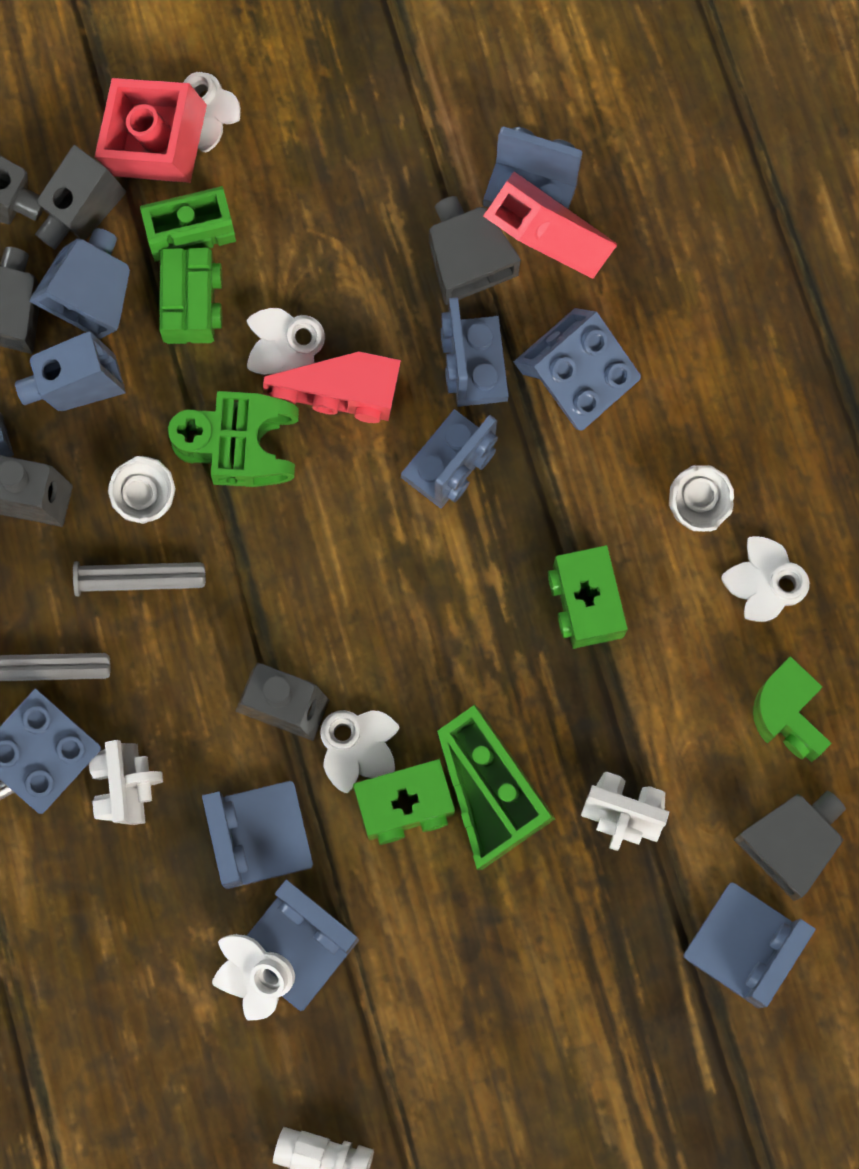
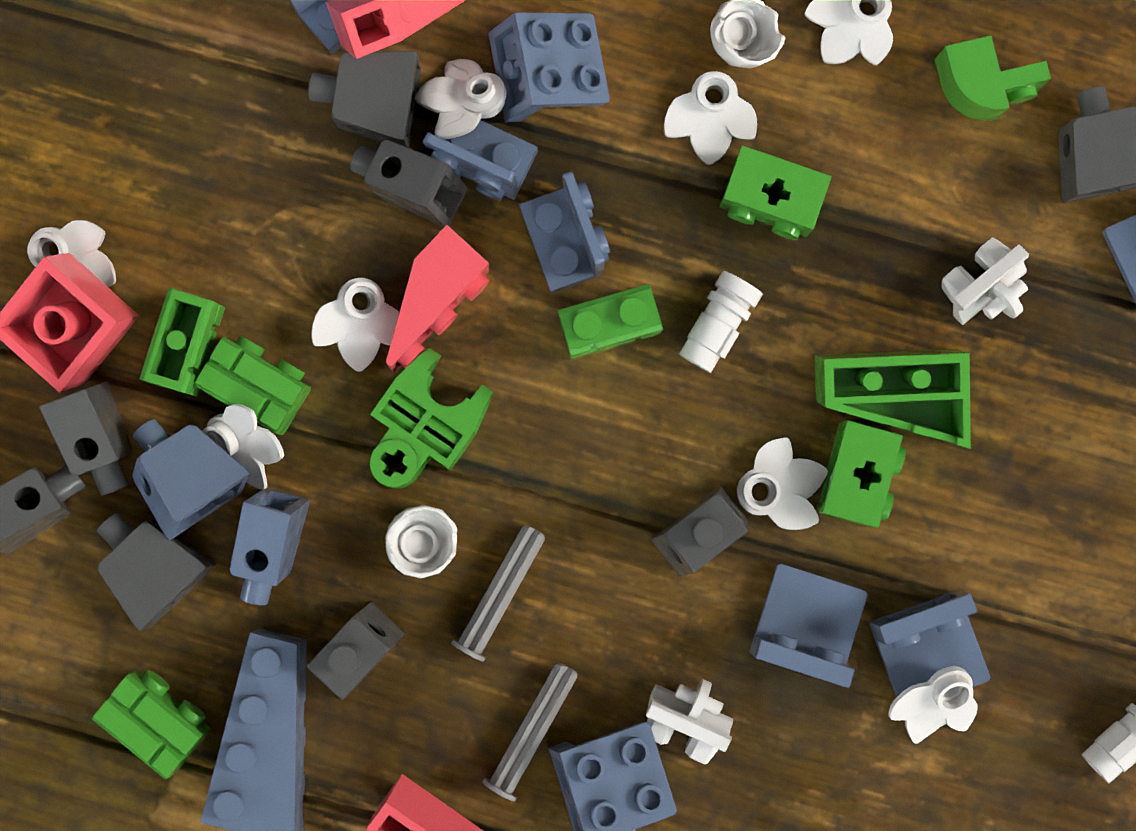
camera: 55 degrees left, 10 degrees up
(139, 314) = (245, 441): none -> white plate
(403, 530) = (610, 321): none -> bright green brick
(418, 317) = (411, 181): none -> dark grey torso
(458, 616) = (717, 325): none -> white axle
(509, 317) = (460, 98): none -> white plate
(613, 518) = (710, 123): none -> white plate

